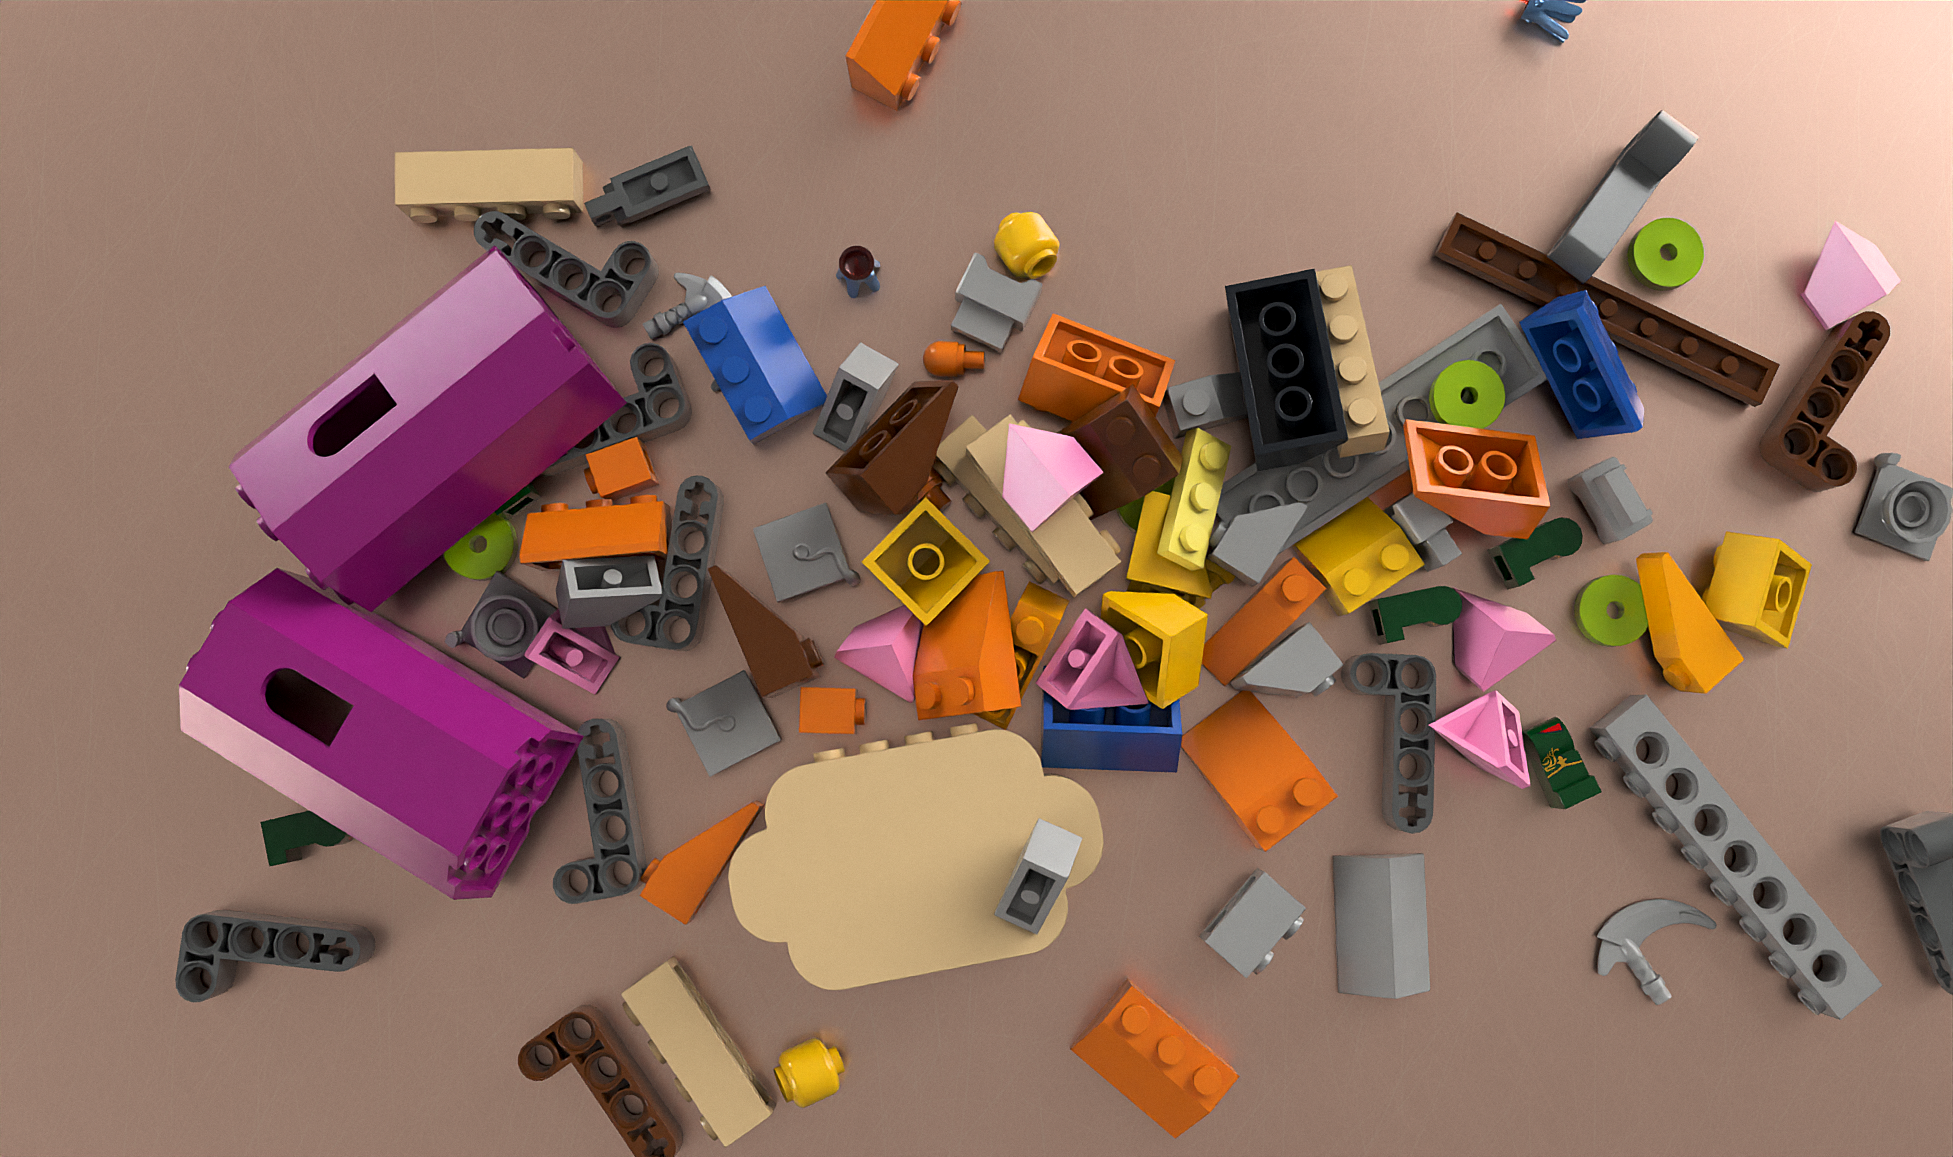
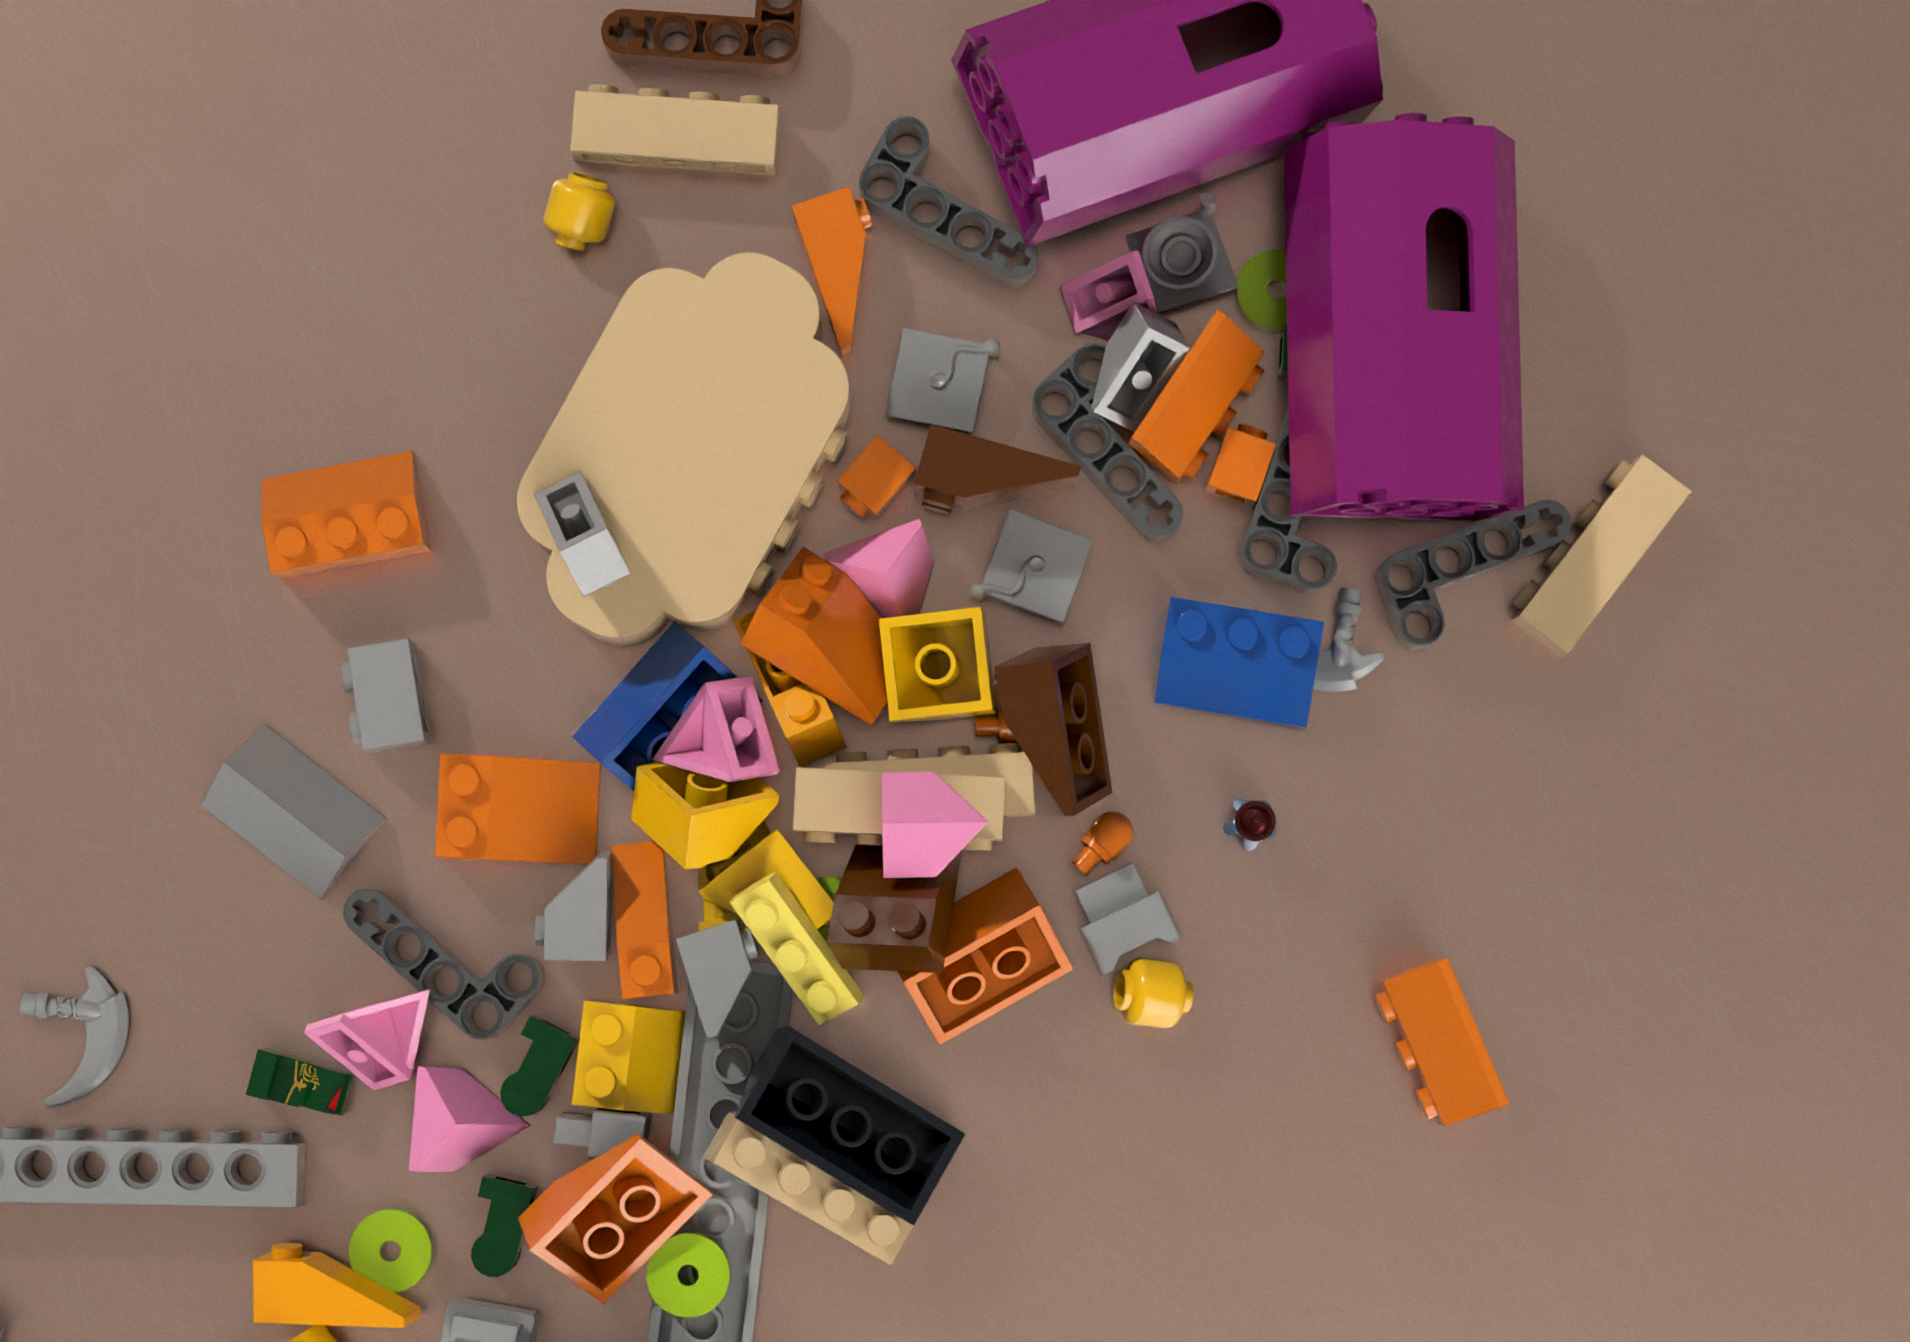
camera: 125 degrees right, 0 degrees up
(649, 188) = (1480, 696): dark grey hinge -> none
(855, 396) = (1138, 726): light grey slope -> none
(1205, 403) = (877, 1033): light grey slope -> none

